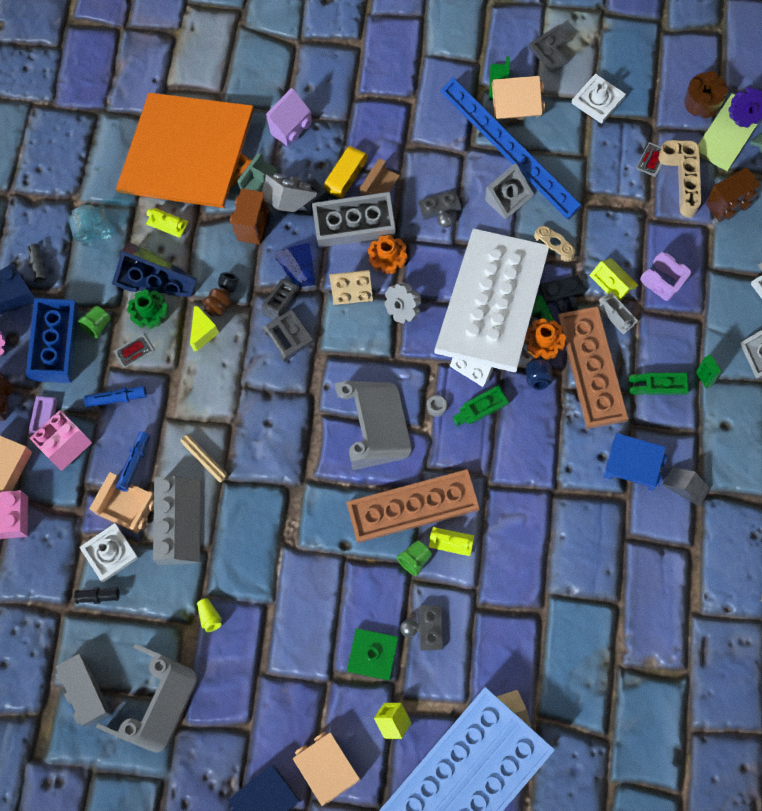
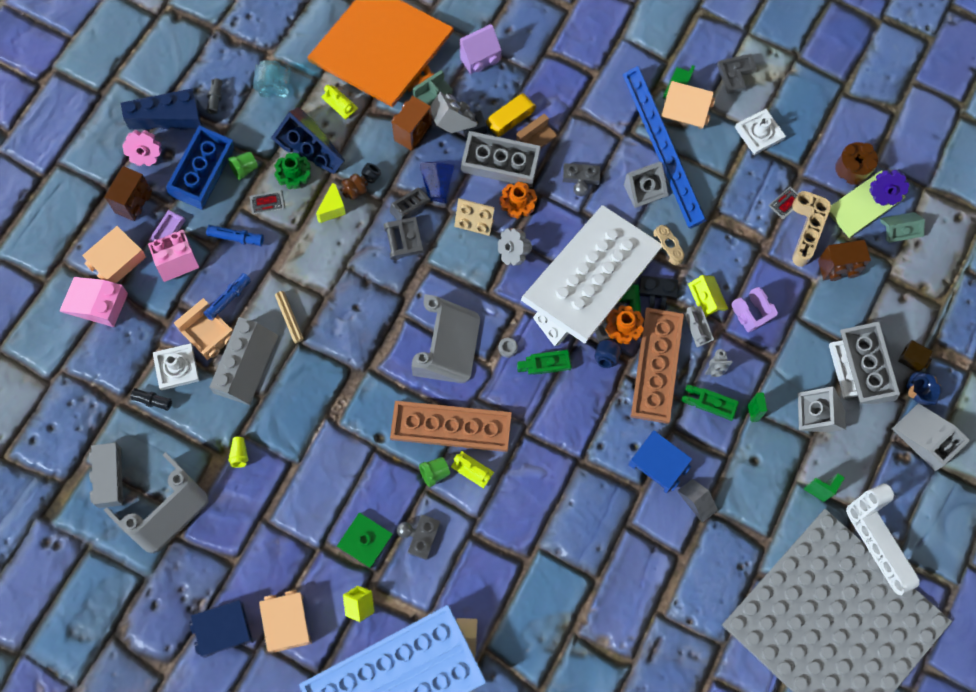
camera: 10 degrees right, 0 degrees up
(653, 343) = (718, 364): none -> light grey hinge

